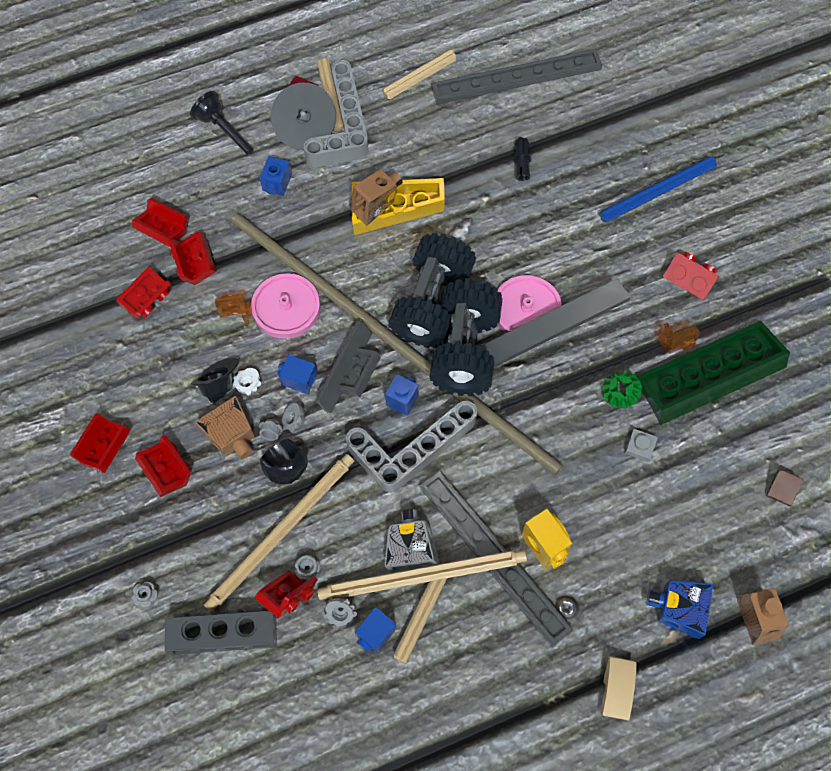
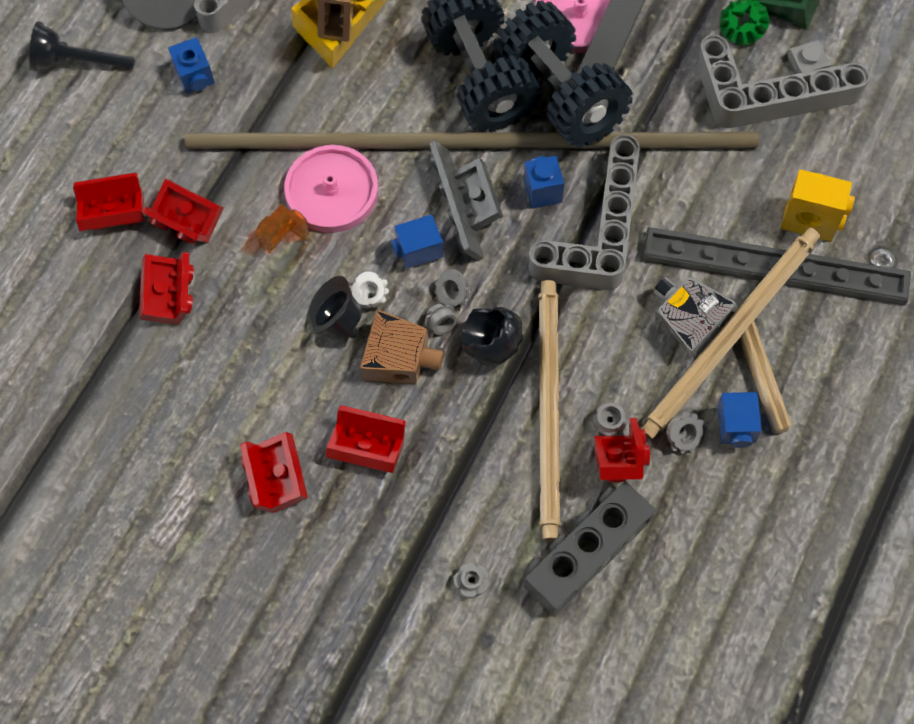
camera: 40 degrees left, 0 degrees up
(596, 447) = (773, 92): none -> light grey beam

